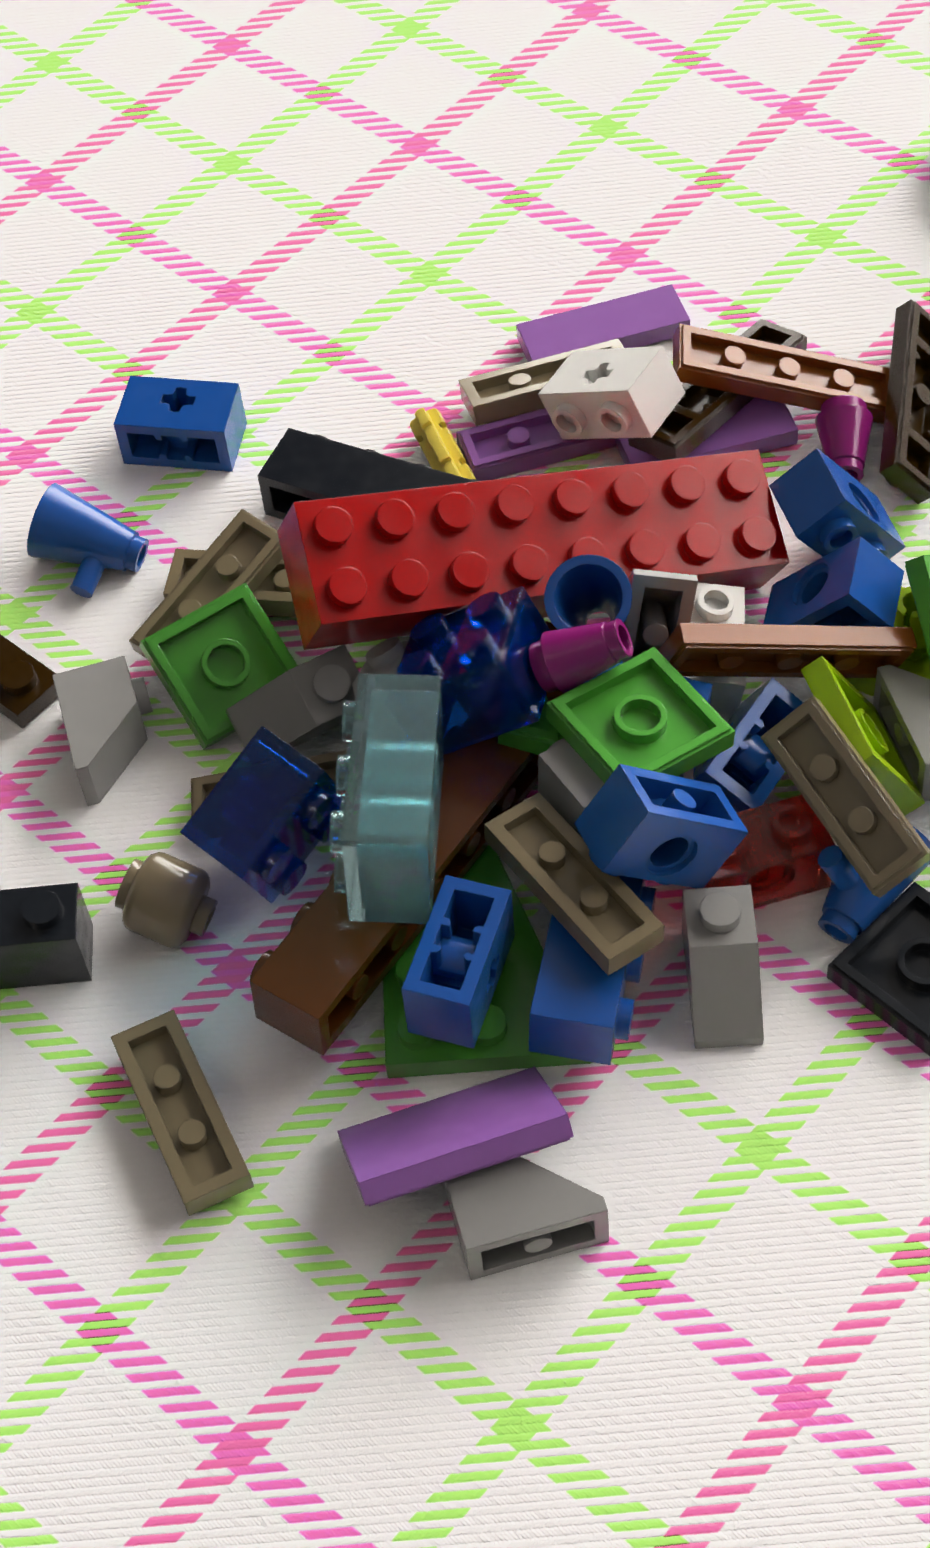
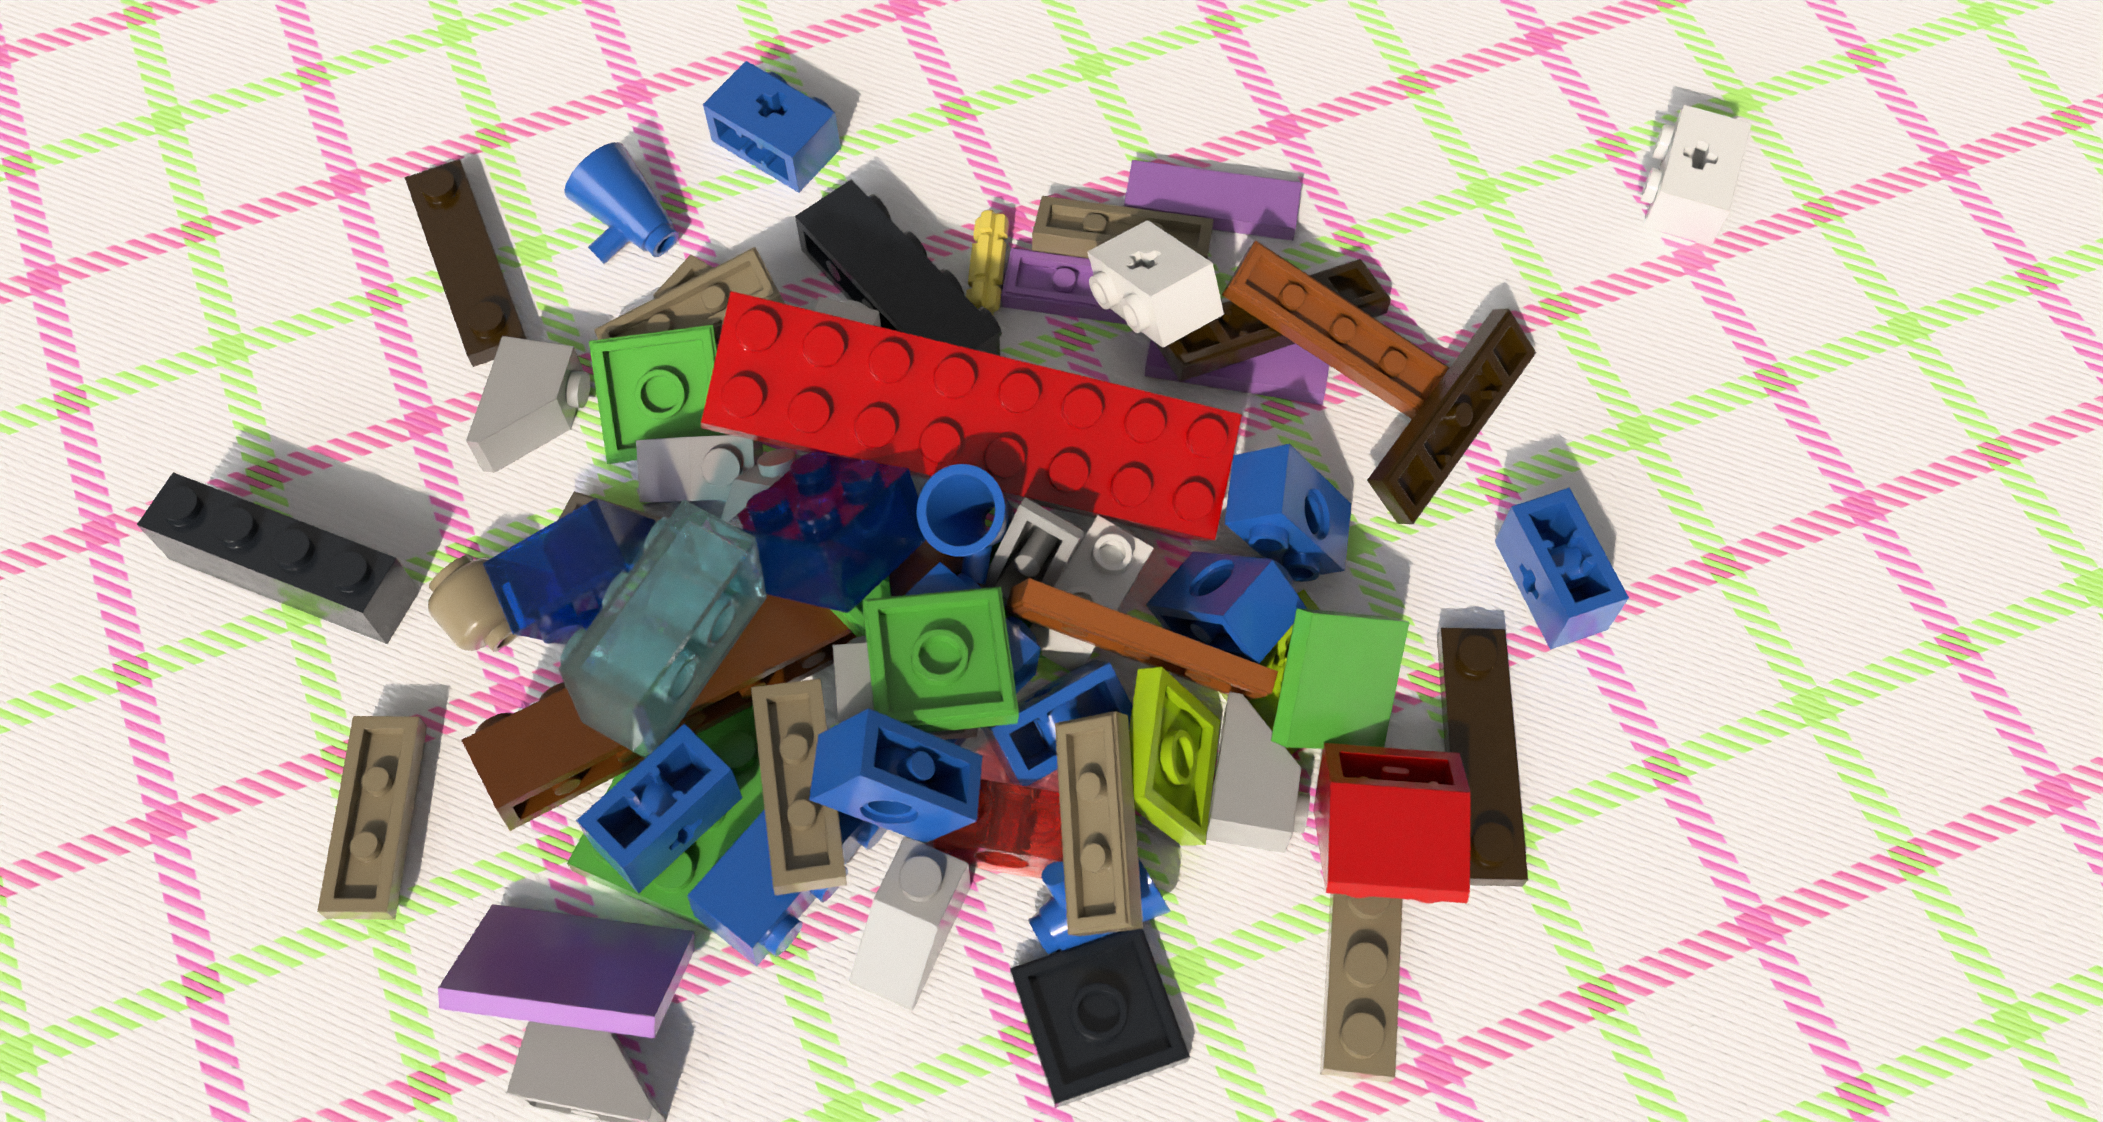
camera: 20 degrees right, 10 degrees up
(578, 654) = (917, 564): magenta cone -> none
(845, 432) = (1362, 424): magenta cone -> none

